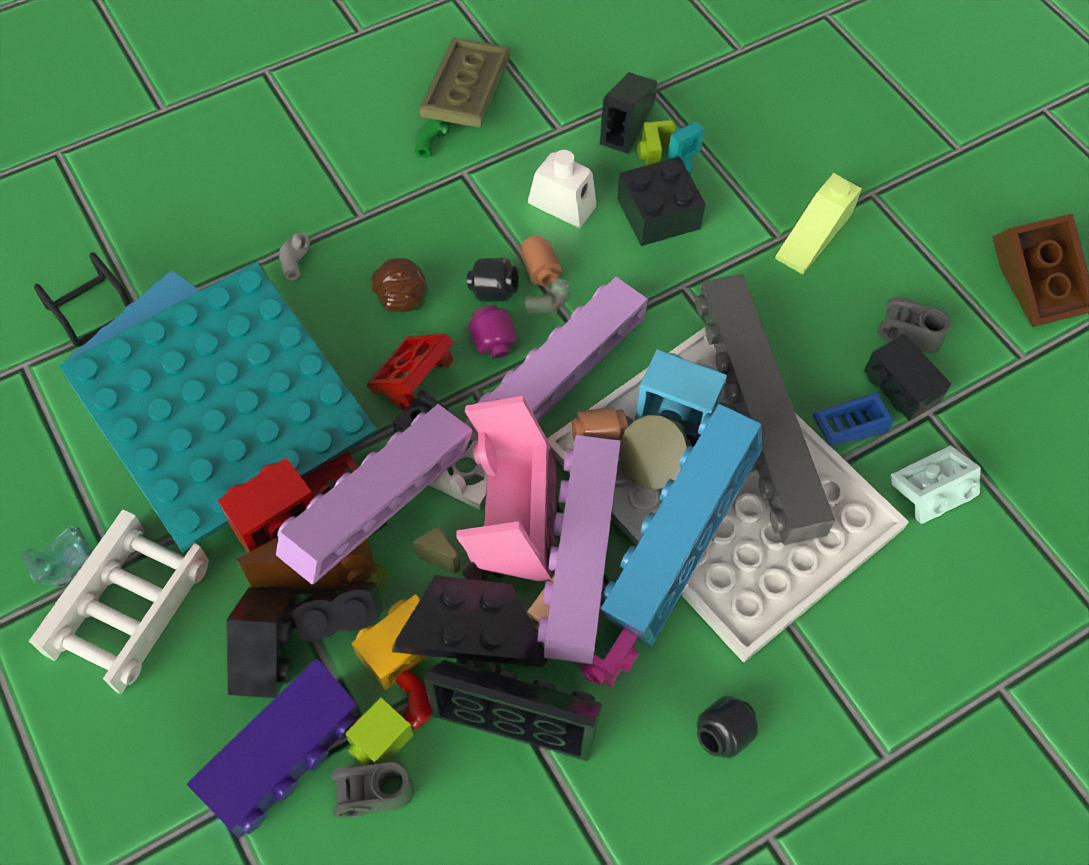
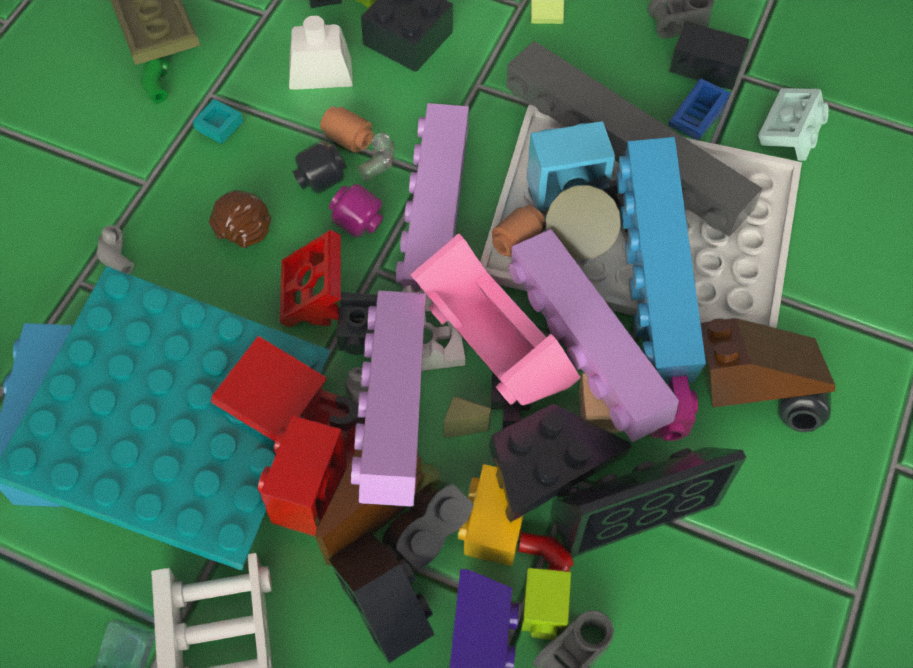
camera: 35 degrees left, 0 degrees up
(299, 427) = (268, 388): none -> red tile
(448, 197) = (217, 121): none -> teal plate
(709, 666) = (760, 363): none -> reddish brown slope

